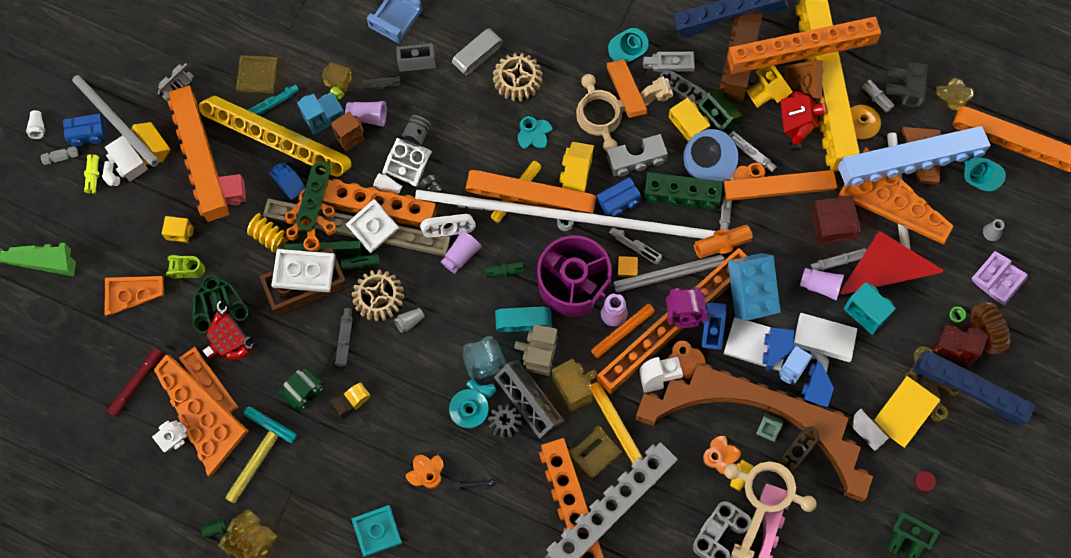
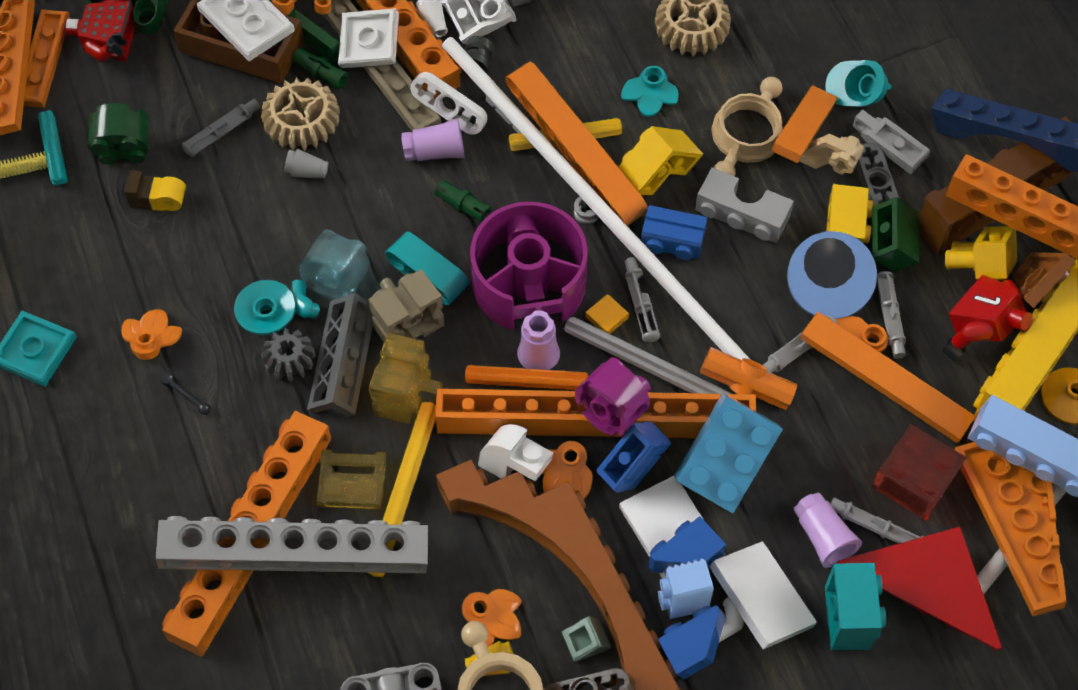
camera: 40 degrees right, 10 degrees down
(683, 191) = (758, 286): dark green brick -> none

